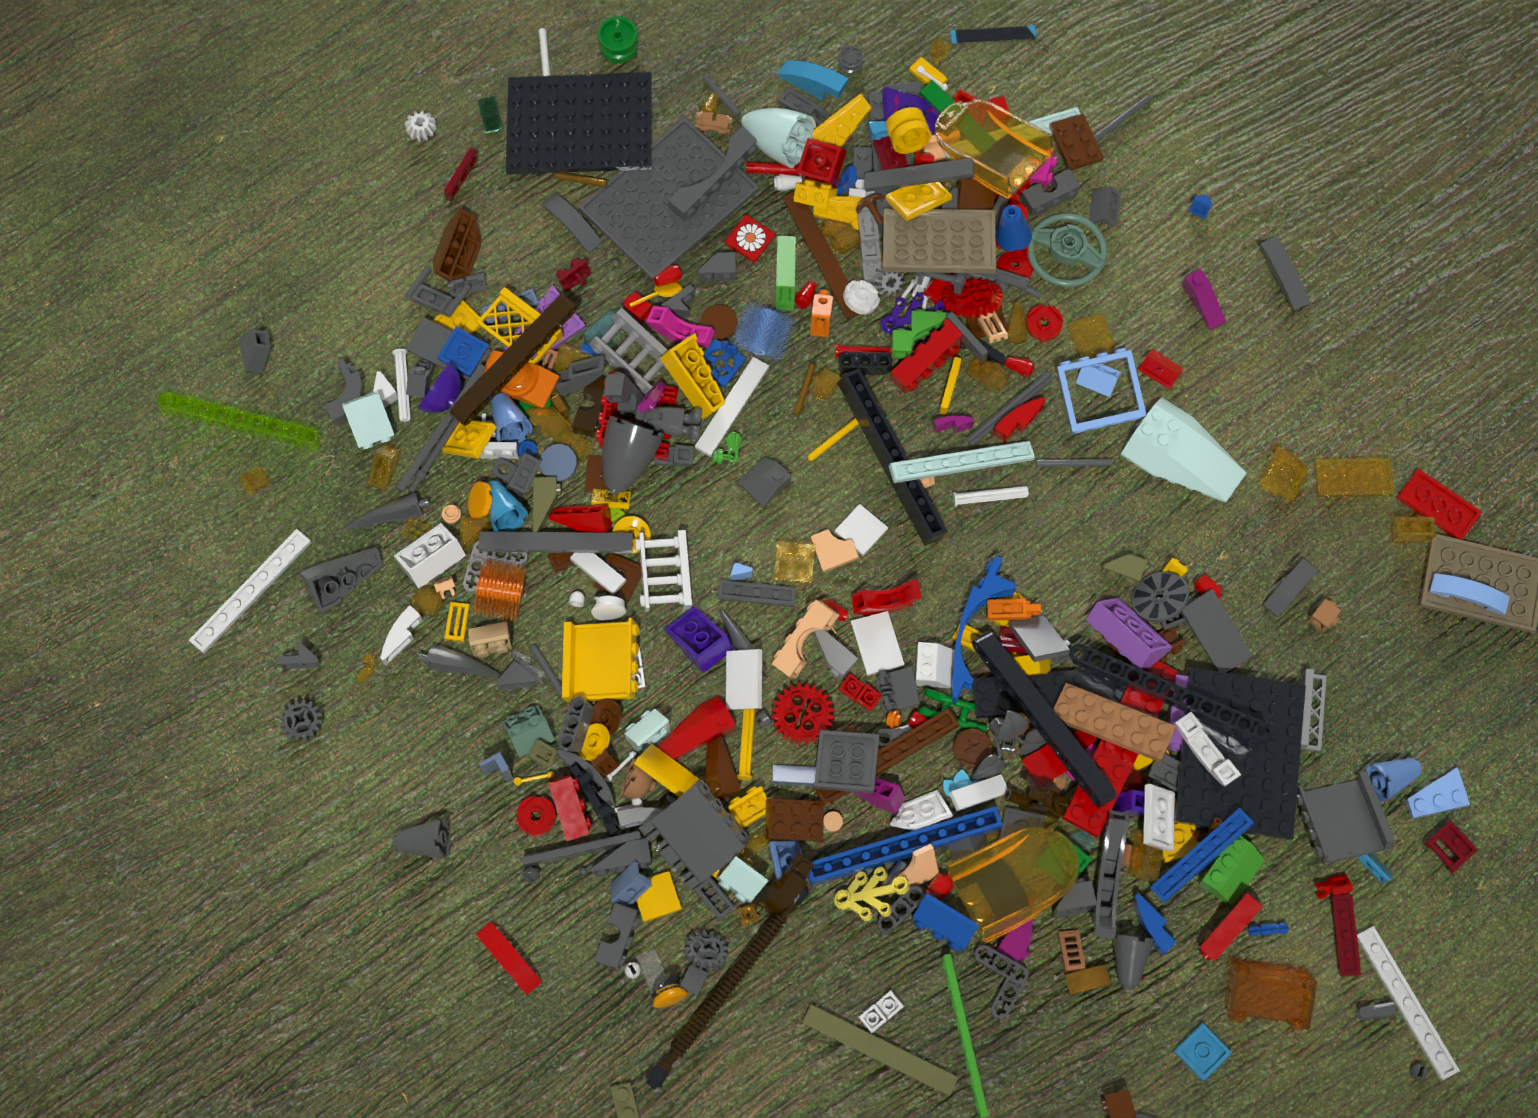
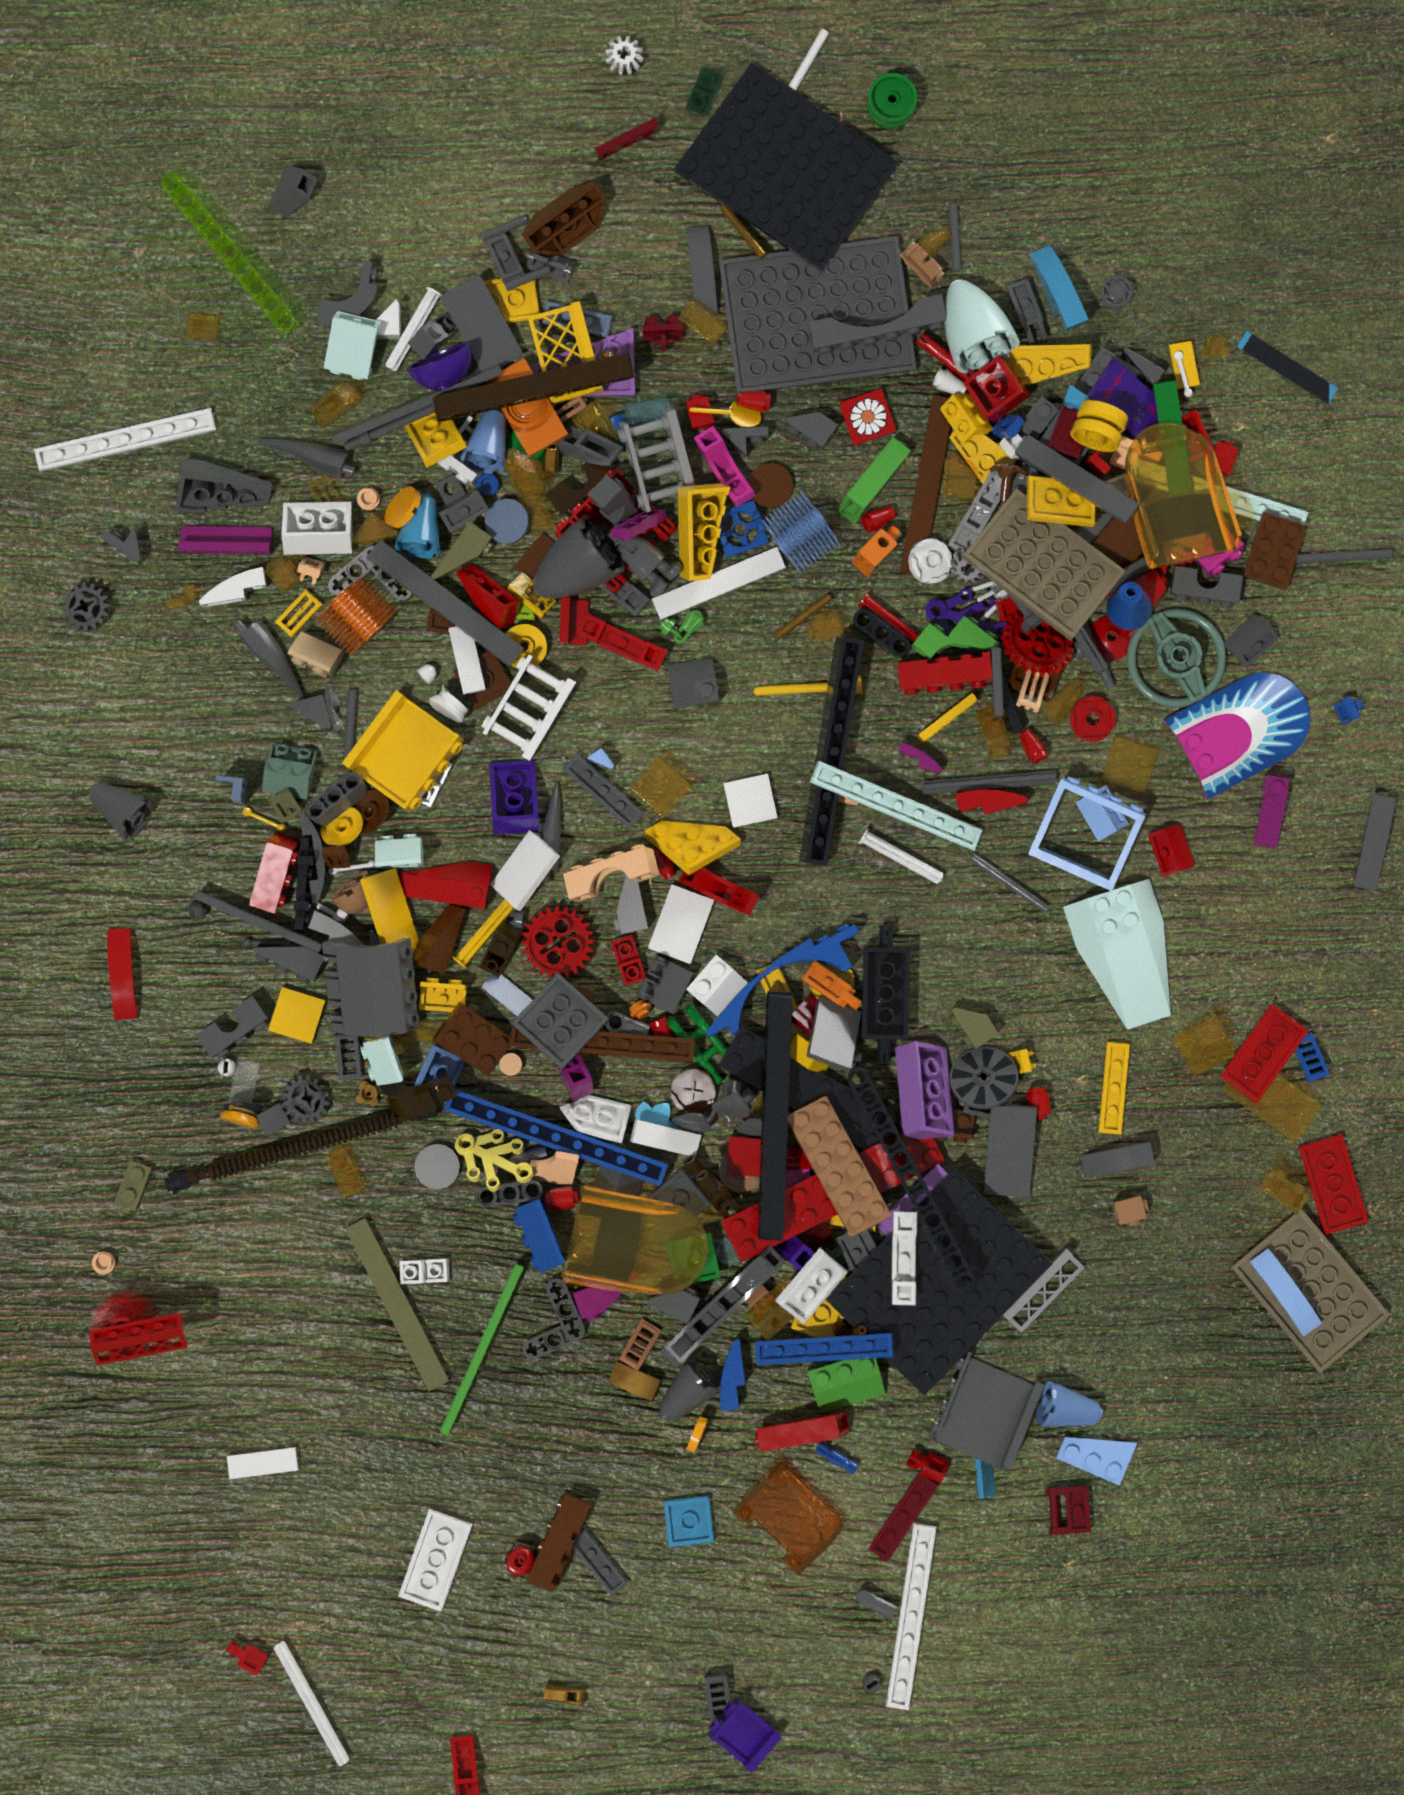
camera: 35 degrees right, 15 degrees up
(370, 609) = (225, 540): none -> magenta panel
(463, 351) = (493, 339): blue plate -> none
(547, 817) = (230, 850): red plate -> none
(596, 251) = (702, 322): none -> clear yellow plate
(629, 886) = (275, 989): sand blue panel -> none
(652, 497) = (570, 619): none -> red panel
(696, 488) = (621, 642): none -> red slope
(766, 746) = (500, 948): none -> dark brown slope
(772, 982) = (345, 1172): none -> clear yellow slope
(832, 551) = (705, 802): light nougat tile -> none
(834, 930) = (437, 1166): none -> light grey tile
(844, 583) = (692, 844): none -> yellow plate
(1052, 588) = (885, 993): none -> black brick
(1145, 263) = (1241, 730): none -> windscreen
(1161, 983) = (697, 1434): none -> light orange piece
(1248, 545) = (1113, 1088): none -> yellow tile
(1327, 451) = (1263, 1053): none -> red tile
(1360, 444) = (1317, 1054): none -> blue slope

